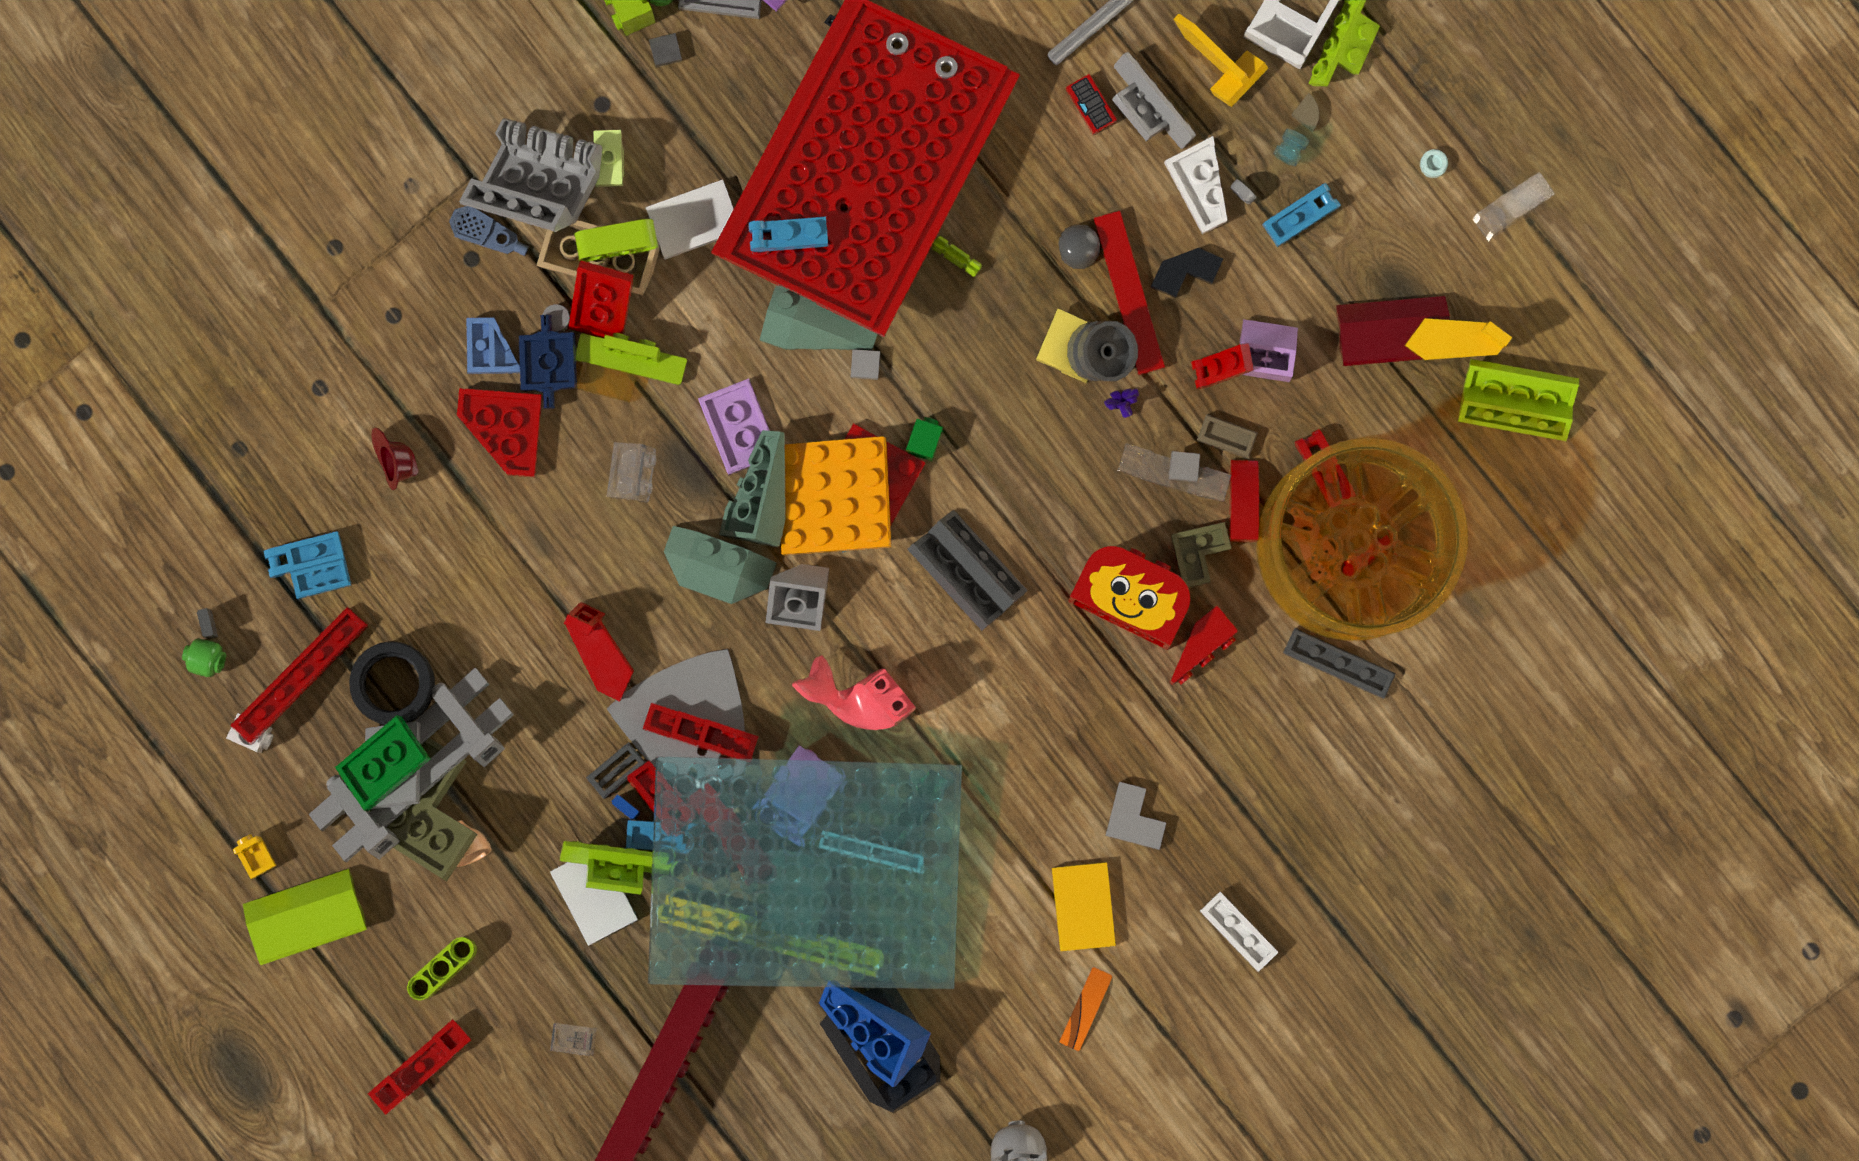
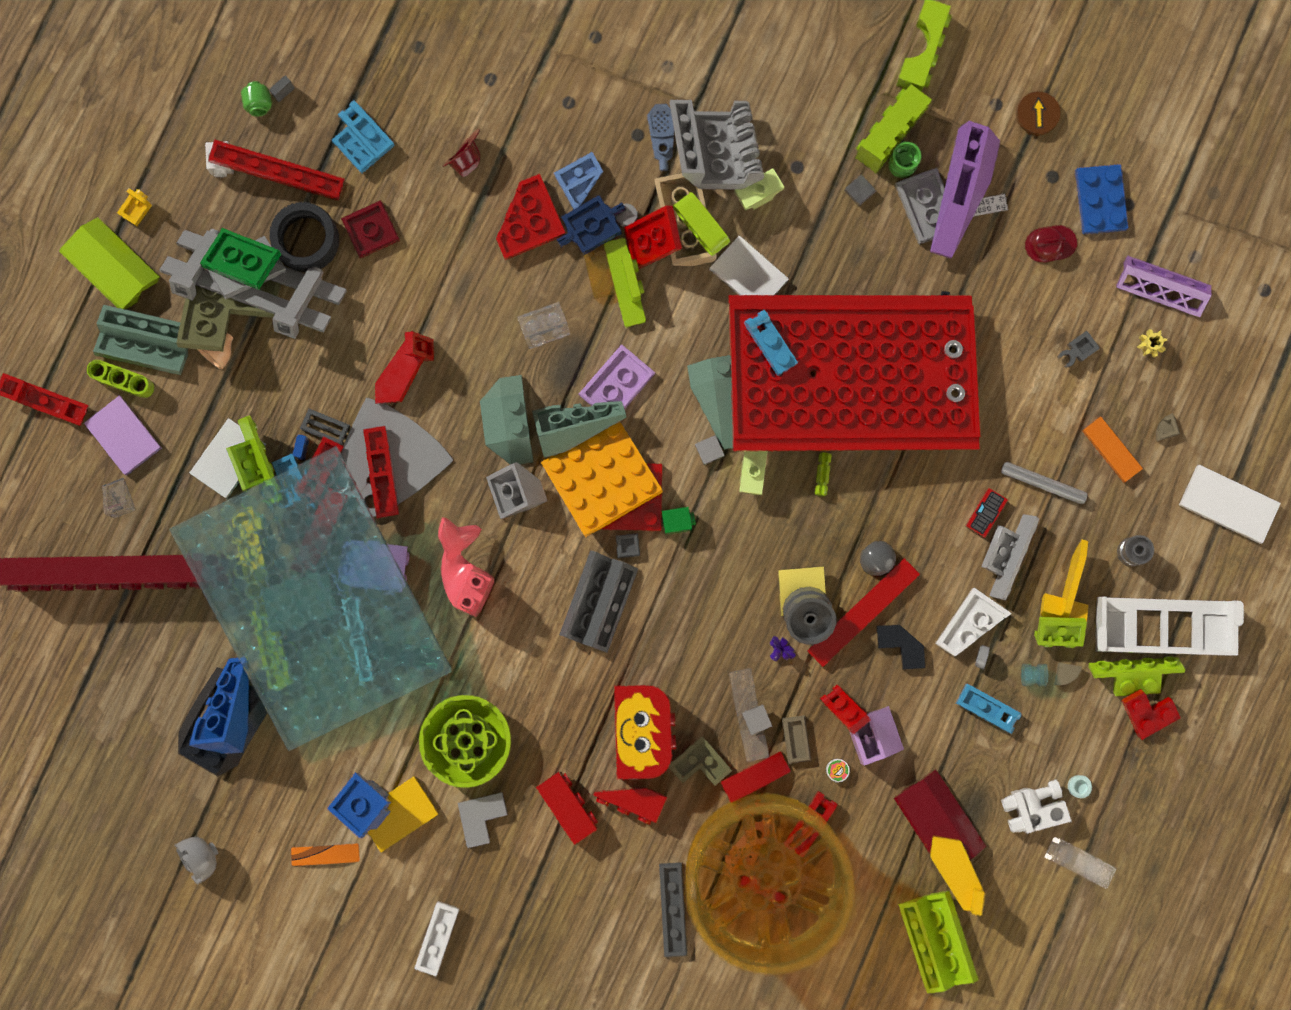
camera: 60 degrees right, 0 degrees up
(410, 923) = (139, 340): none -> sand green slope
(419, 608) = (370, 229): none -> dark red tile
(506, 999) = (122, 435): none -> lavender tile
(916, 330) = (753, 472): none -> yellowish green brick
(923, 507) = (627, 545): none -> dark grey tile
(1054, 938) = (361, 805): none -> blue panel
(1057, 760) = (437, 741): none -> lime brick
(1171, 718) = (567, 807): none -> red brick
(1260, 94) = (1061, 632): none -> lime bracket
(1283, 410) = (837, 770): none -> tile
(1400, 53) = (1148, 718): none -> red plate
(1432, 229) = (1031, 813): none -> white hips

